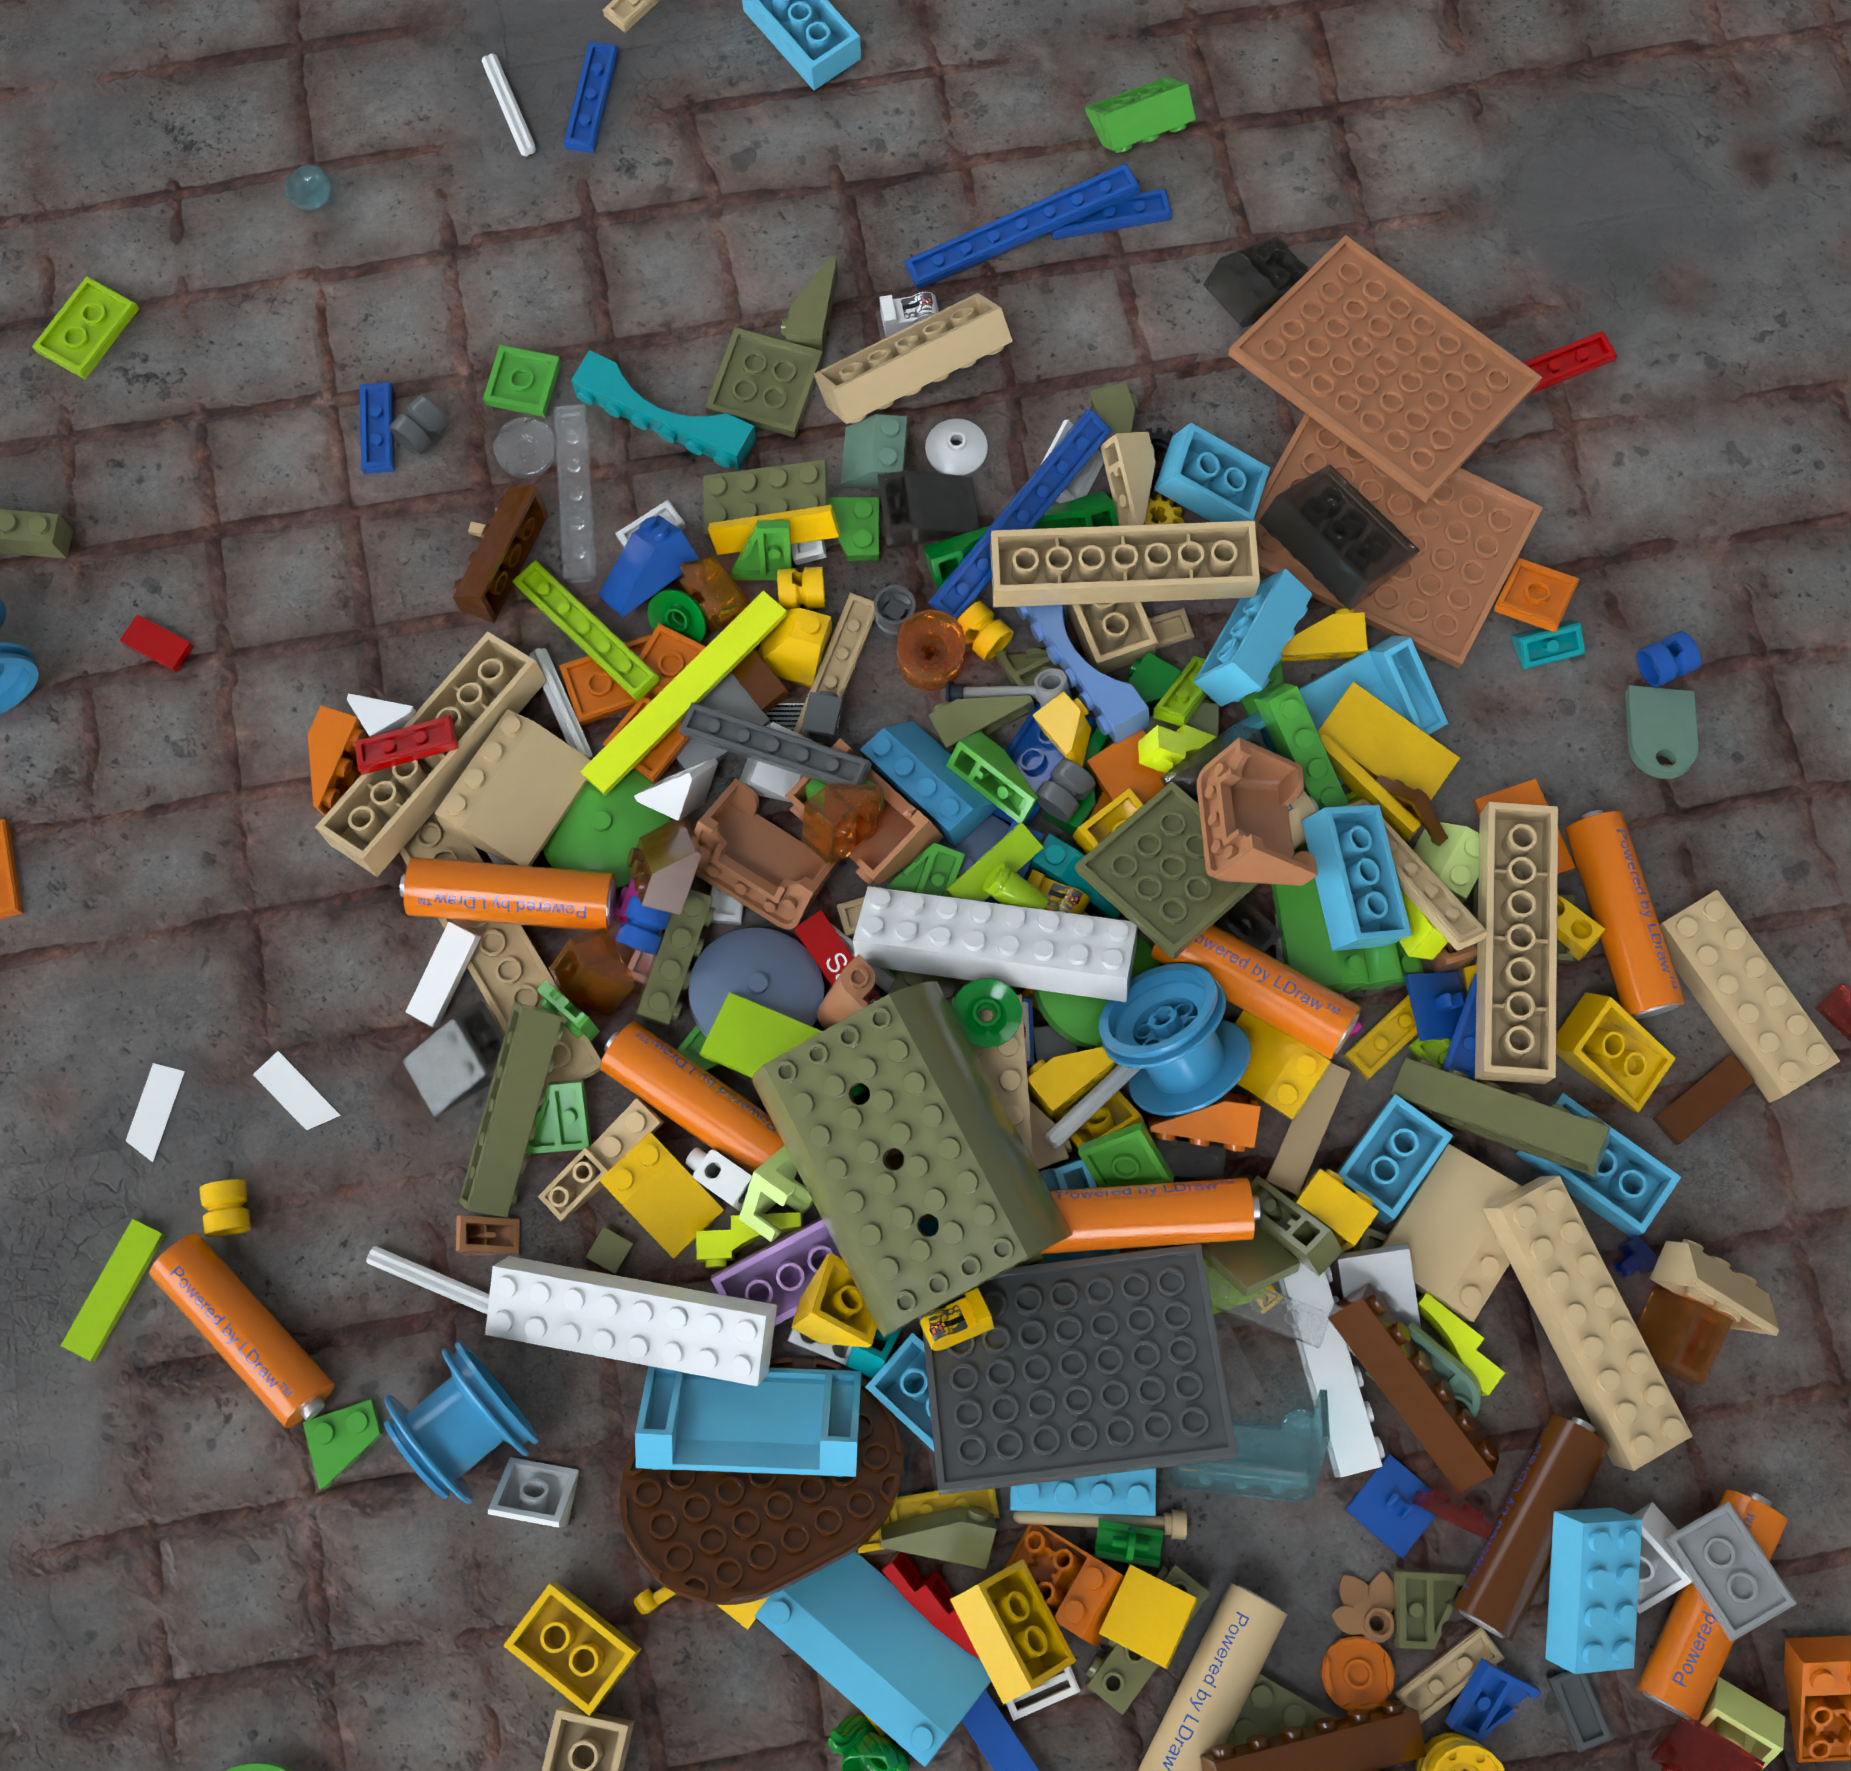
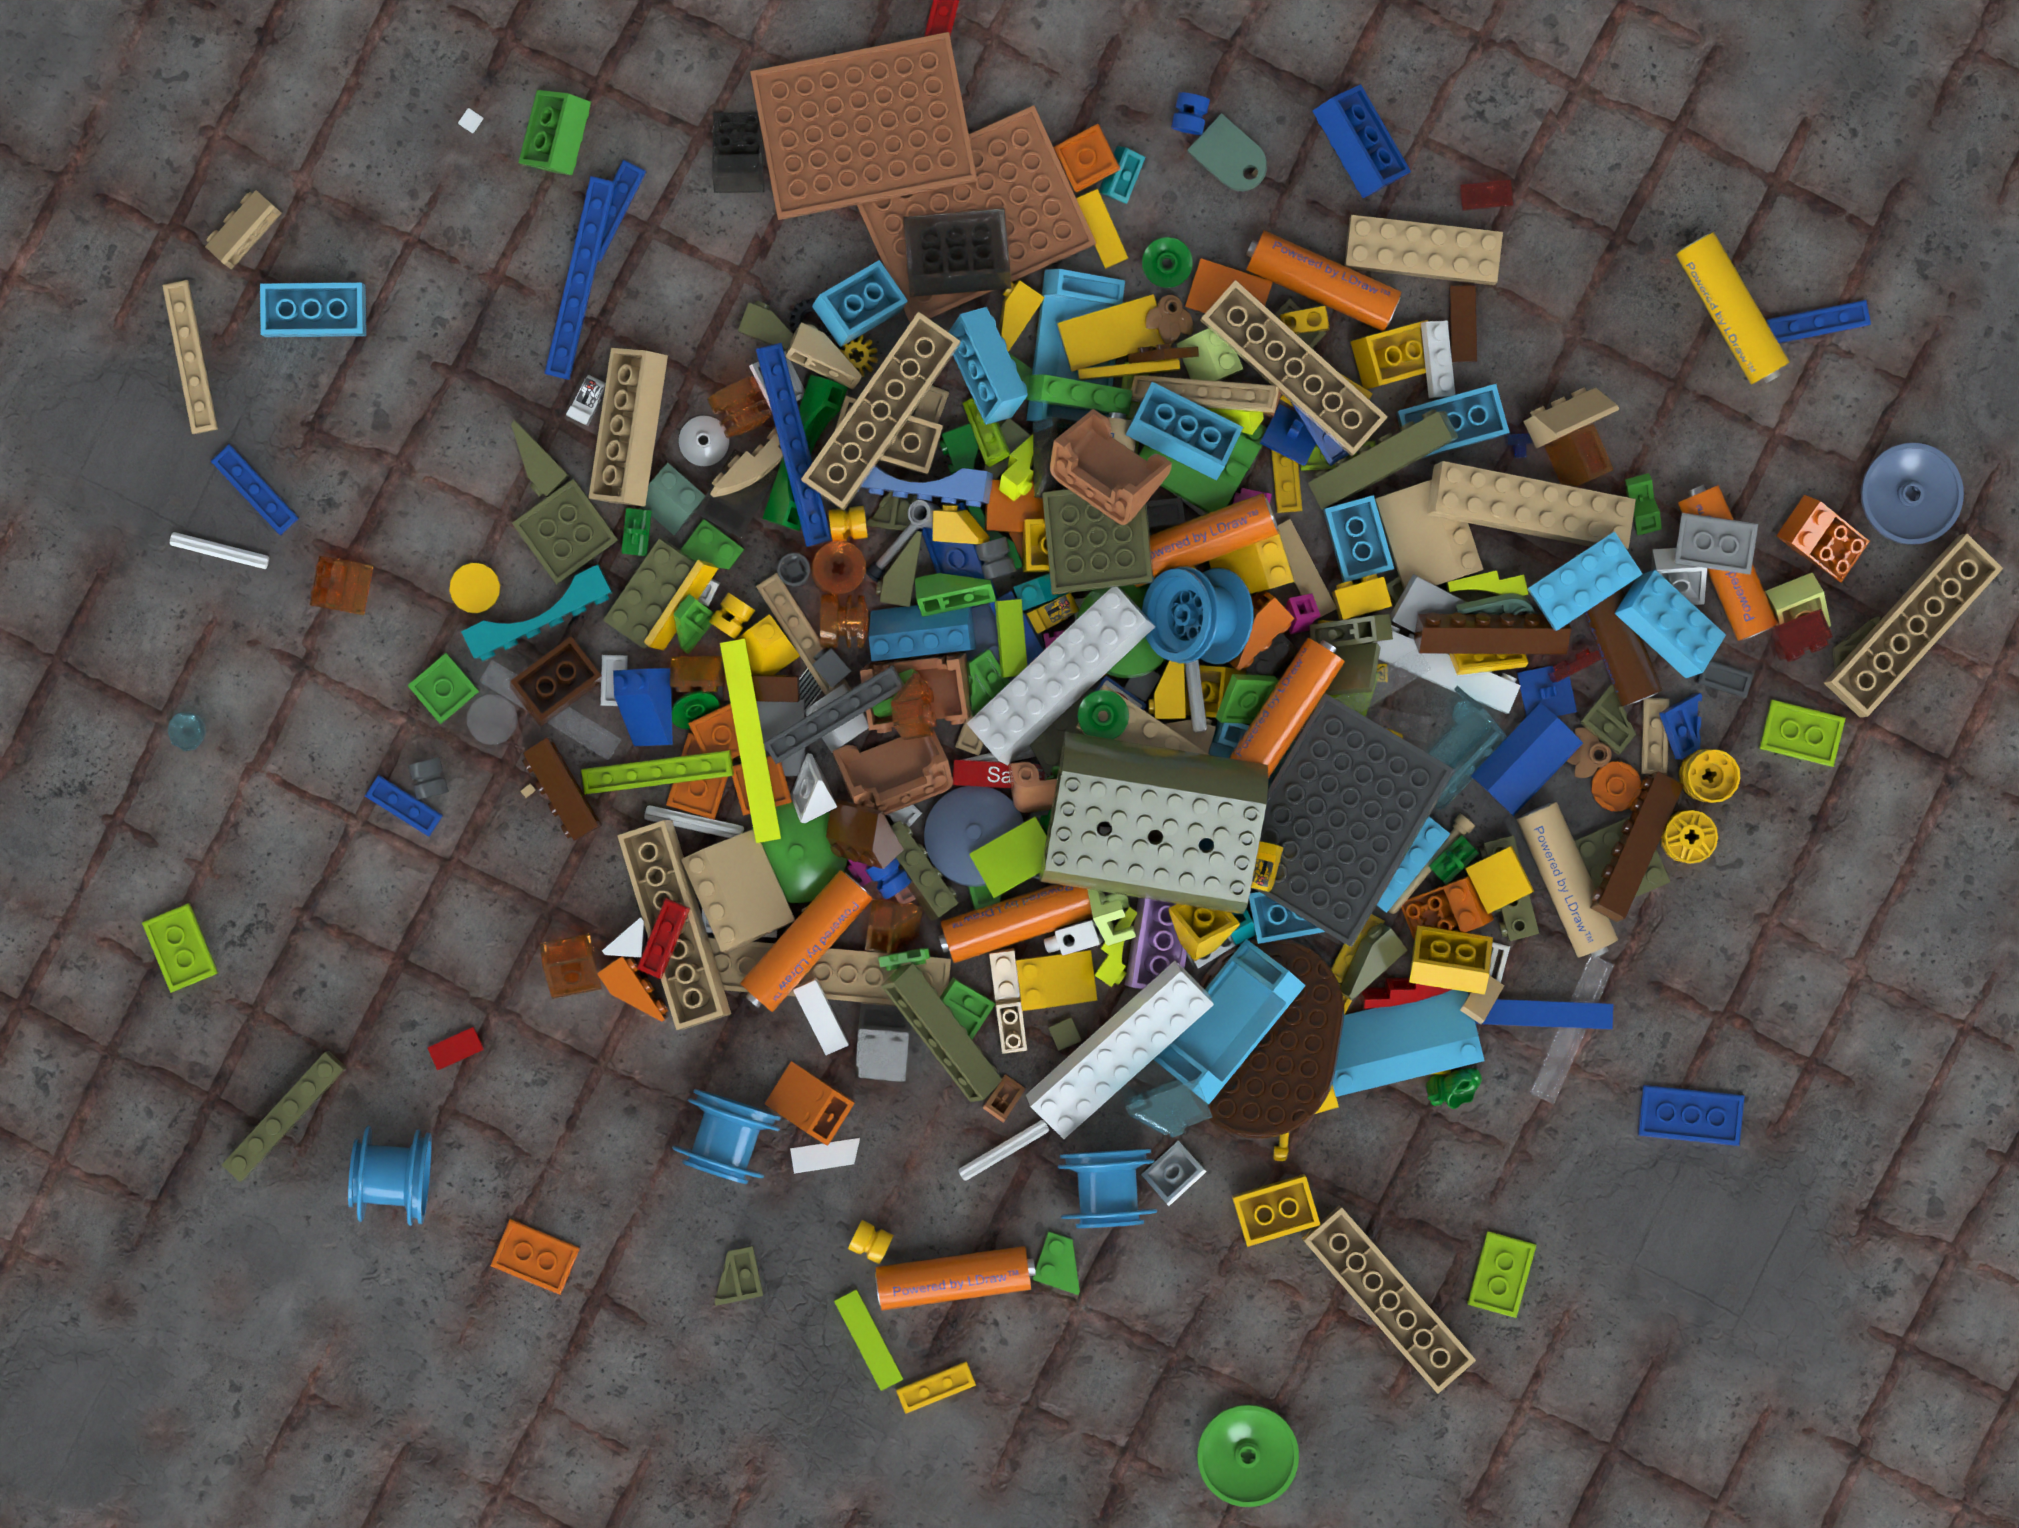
camera: 55 degrees left, 15 degrees up
(94, 1098) = (739, 1277): none -> olive wing
(106, 1405) = (935, 1387): none -> yellow tile
(154, 1109) = (771, 1246): white sticker -> none
(231, 962) = (726, 1136): none -> dark azure wheel
(317, 679) = (570, 966): none -> clear orange slope
(338, 1034) = (809, 1103): none -> orange slope
(555, 223) = (341, 585): none -> clear orange slope
(595, 1422) = (1170, 1107): none -> clear light blue windscreen
(604, 467) = (555, 681): none -> reddish brown brick
(645, 343) = (474, 588): none -> yellow tile
(816, 441) = (636, 532): none -> green hips
(879, 691) = (842, 621): none -> clear orange wheel
(959, 491) = (749, 467): none -> tan slope
(986, 1709) = (1479, 1005): none -> tan tile
(1012, 889) = (1036, 638): lime piece -> none
(1015, 443) = (740, 407): none -> clear orange wheel
(1088, 43) = (470, 120): none -> white sticker
(1265, 1159) = (1304, 611): none -> dark pink brick
(1306, 1541) = (1527, 759): none -> blue slope
(1377, 1407) = (1480, 663): none -> yellow tile
(1446, 794) = (1170, 323): none -> medium nougat plate
(1479, 663) = (1102, 228): none -> yellow tile
(1513, 738) = (1169, 249): none -> green dish
(1564, 1445) = (1584, 581): none -> medium azure brick
(1648, 1097) = (1438, 359): none -> white plate
(1685, 1462) = (1646, 512): none -> bright green slope
(1792, 848) = (1361, 141): none -> blue slope

